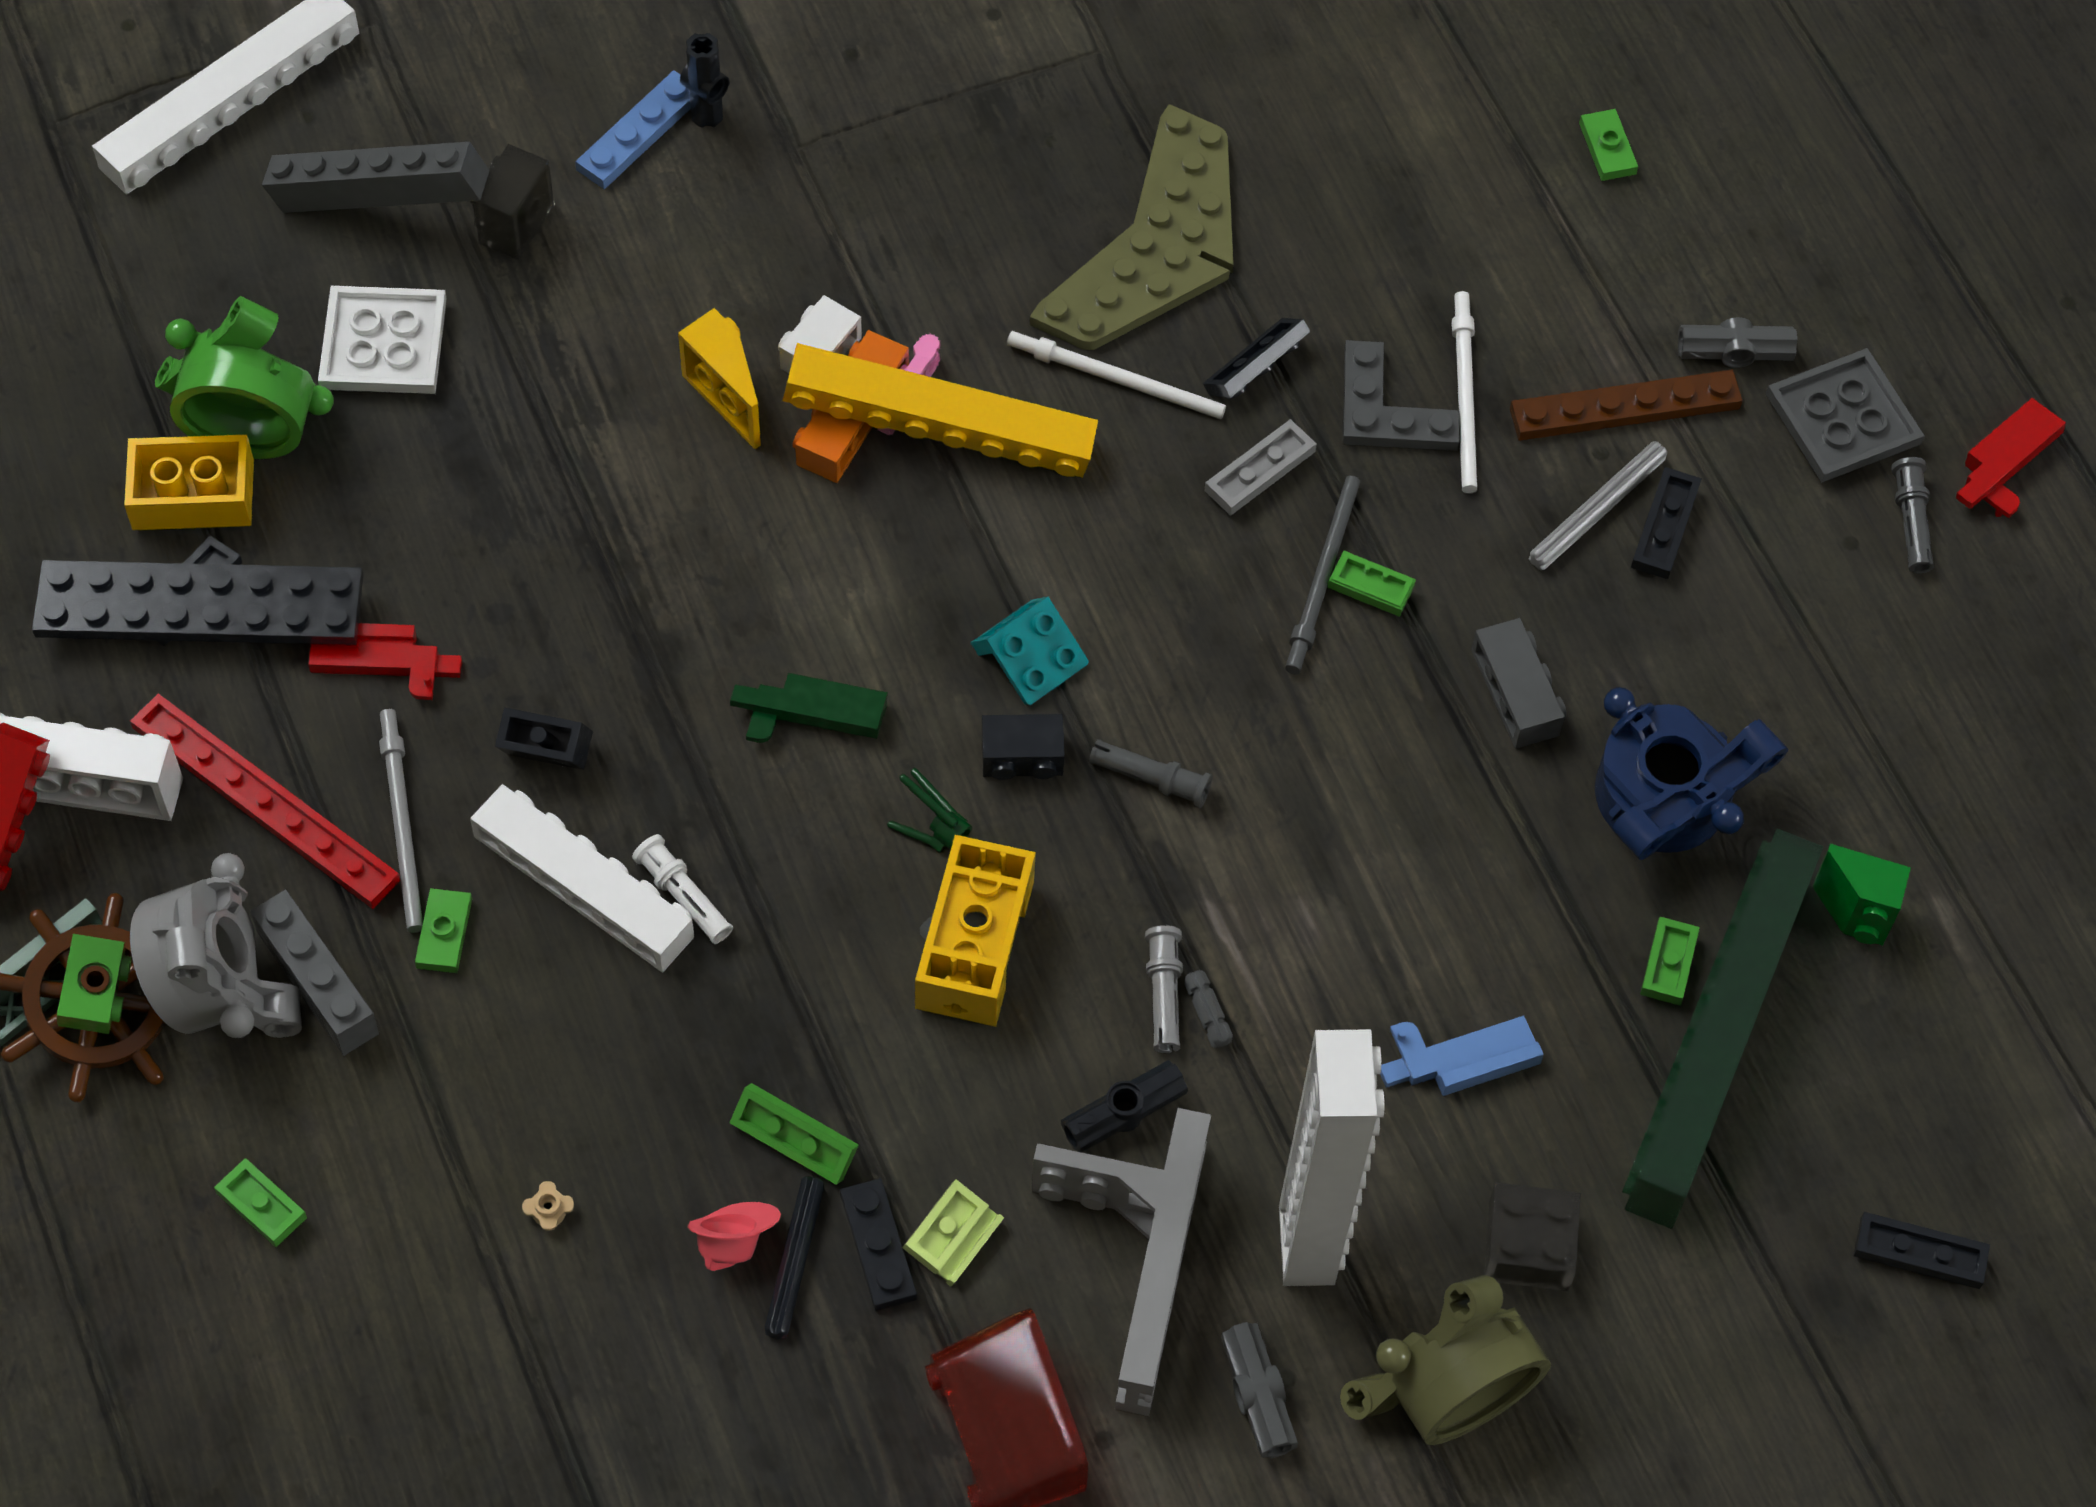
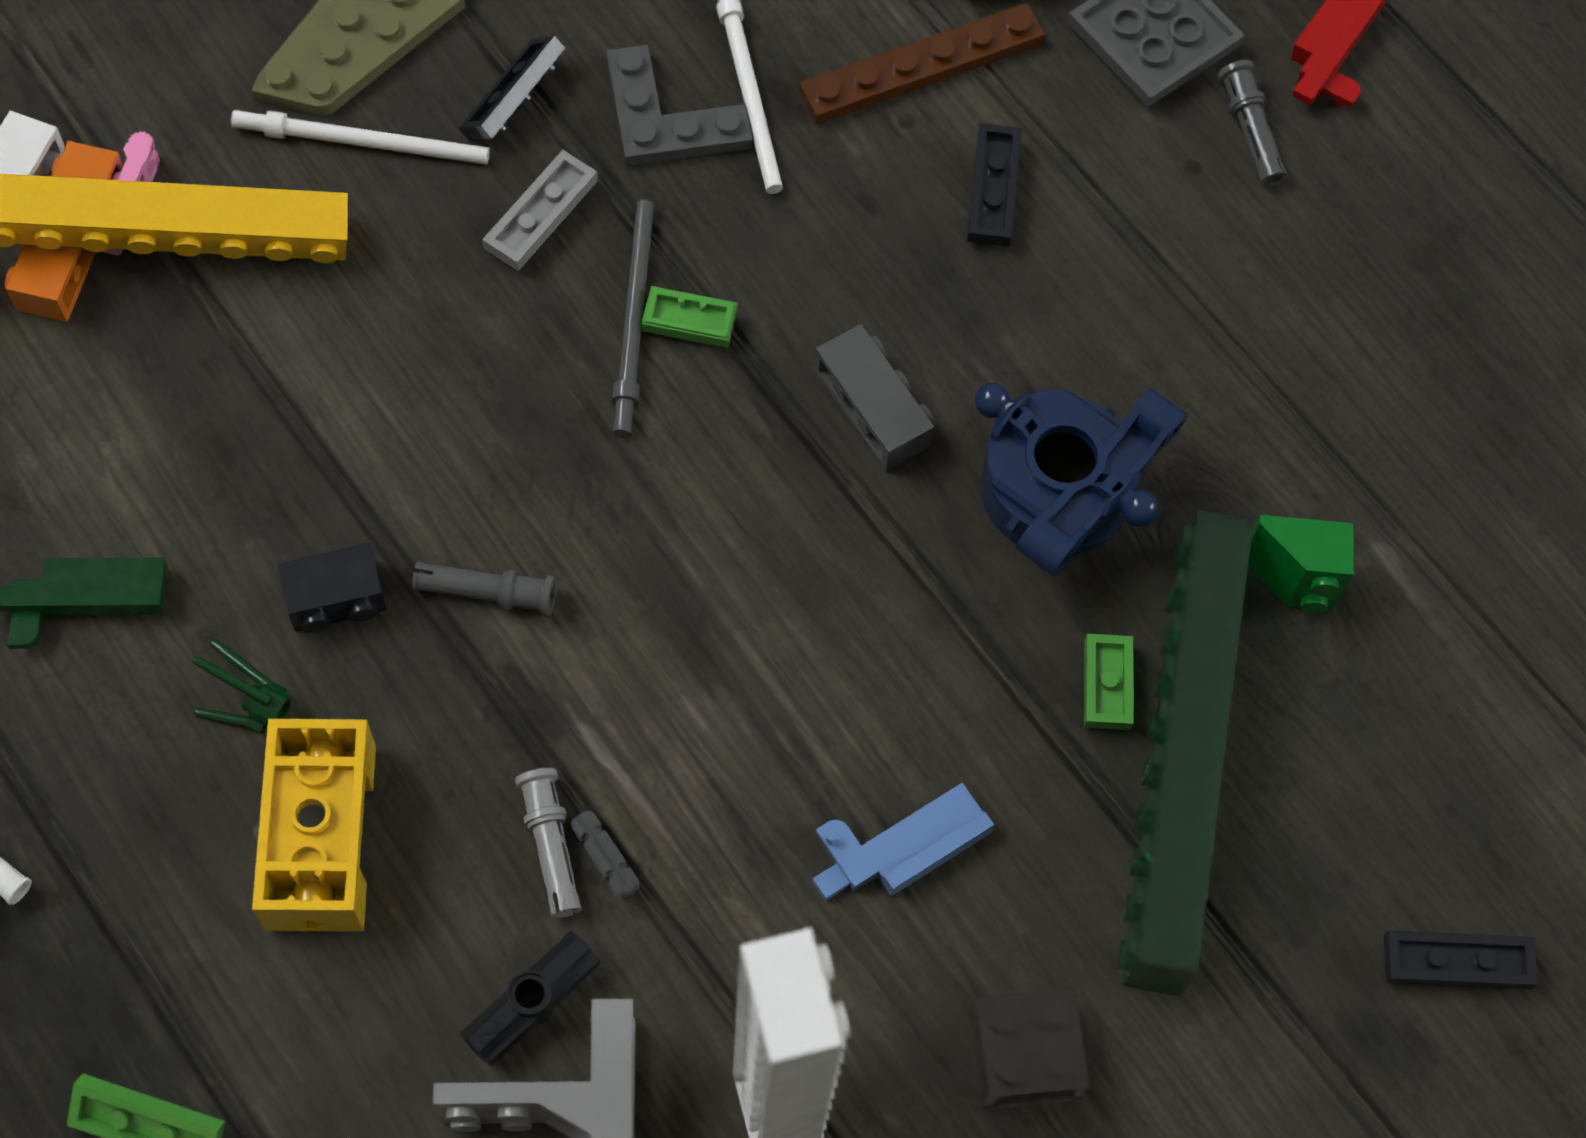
camera: 15 degrees left, 5 degrees up
(1033, 649) = (324, 471): teal bracket -> none
(1597, 505) = (916, 180): light grey axle -> none

